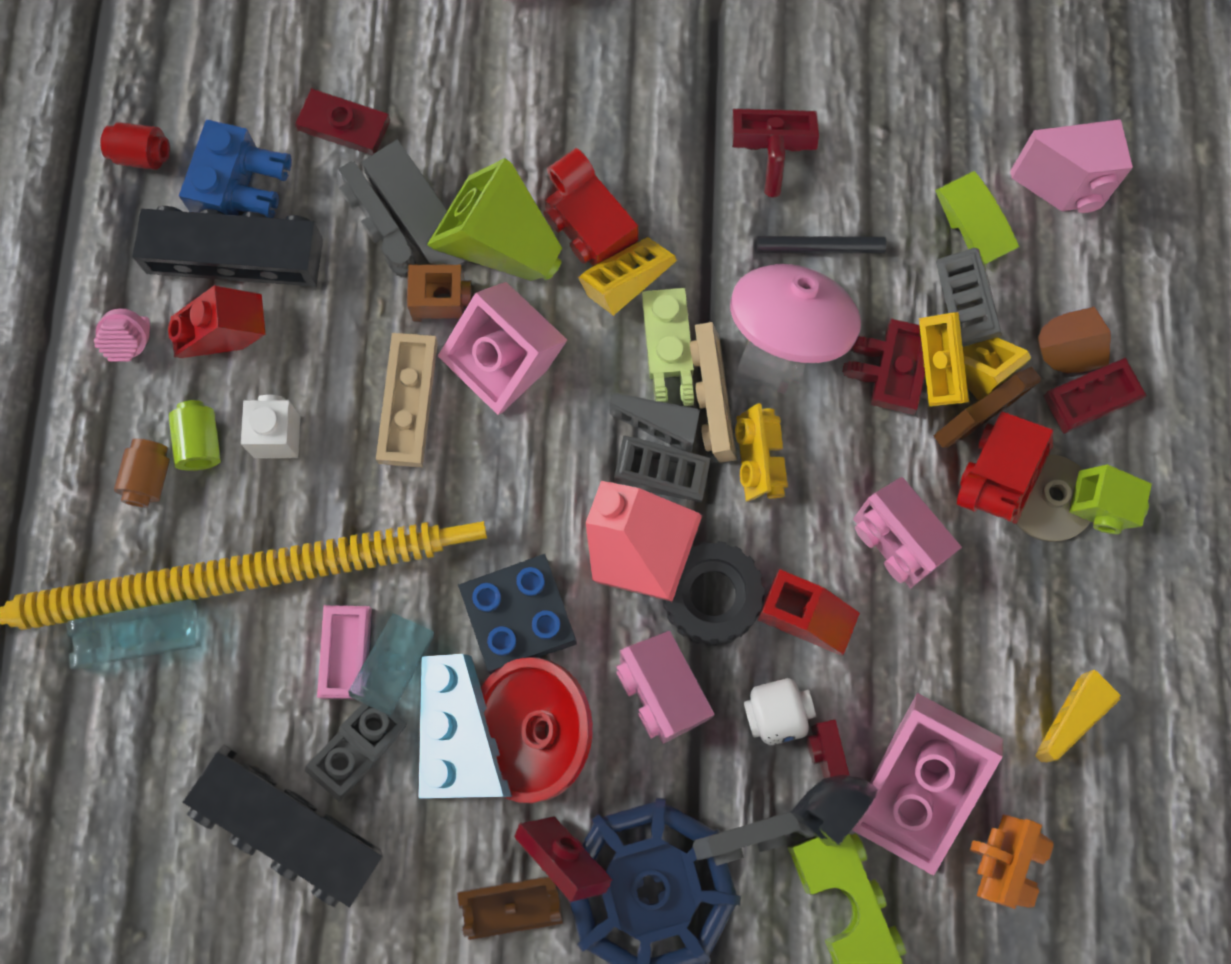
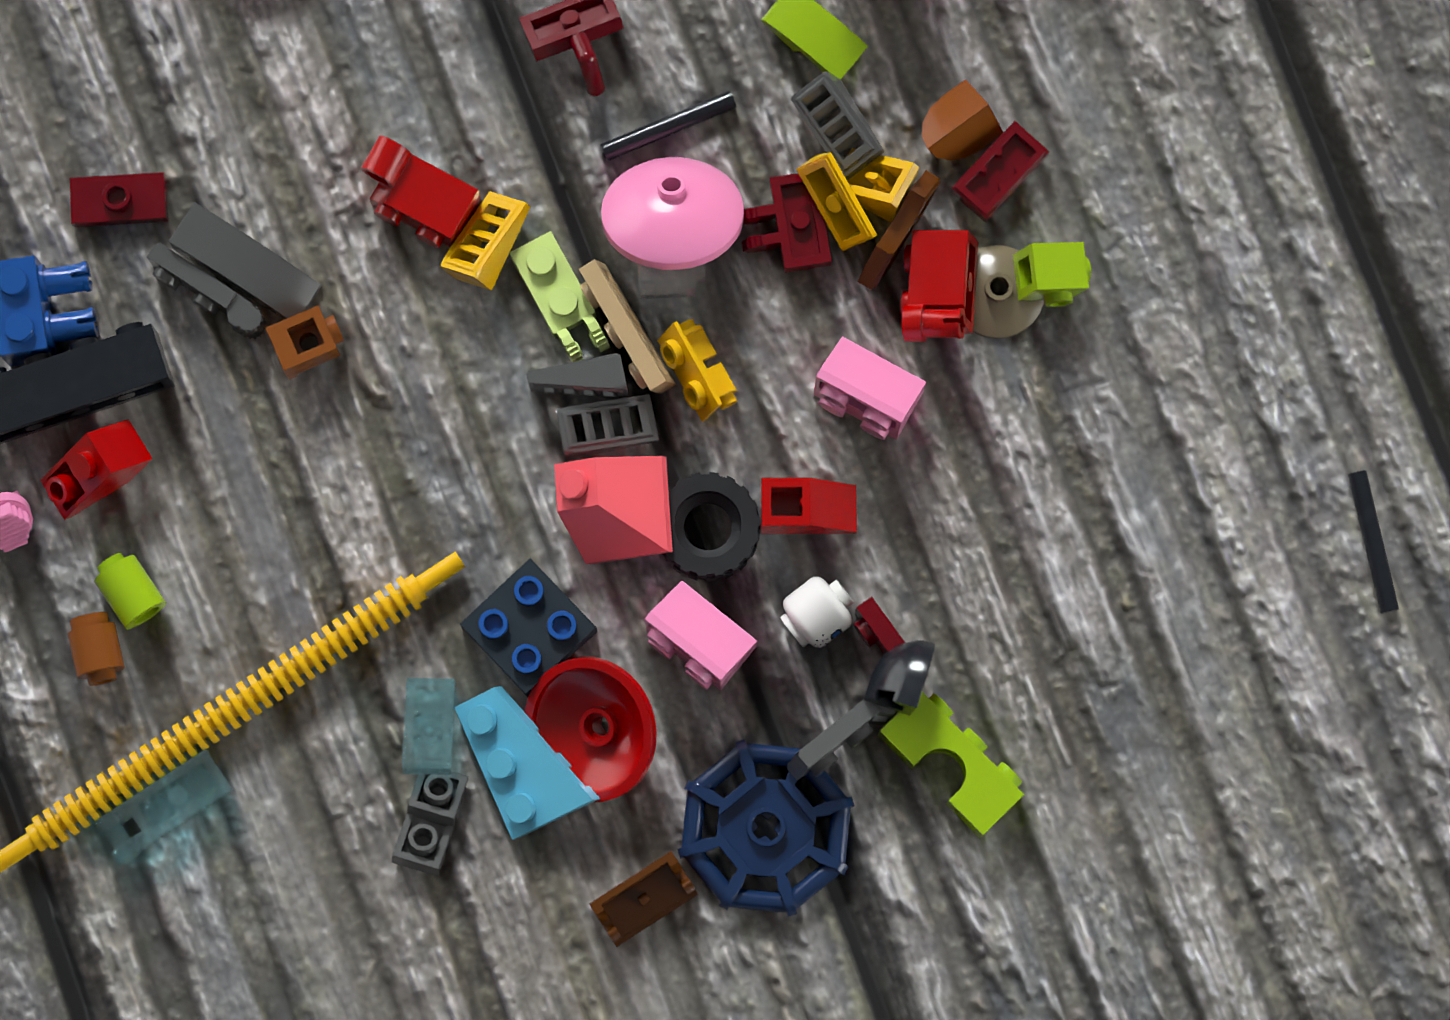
camera: 25 degrees left, 5 degrees up
(270, 427) = (202, 549): white brick -> none
(282, 828) = (398, 917): black wedge -> none
(343, 649) = (374, 734): bright pink tile -> none
(407, 400) = (323, 463): tan plate -> none
(499, 226) = (336, 248): lime slope -> none
(501, 346) = (393, 370): bright pink slope -> none
(563, 858) = (672, 832): dark red plate -> none
(929, 783) = (981, 619): bright pink slope -> none
(1007, 861) = (1080, 657): orange hips -> none
(1082, 709) = (1101, 482): yellow slope -> none

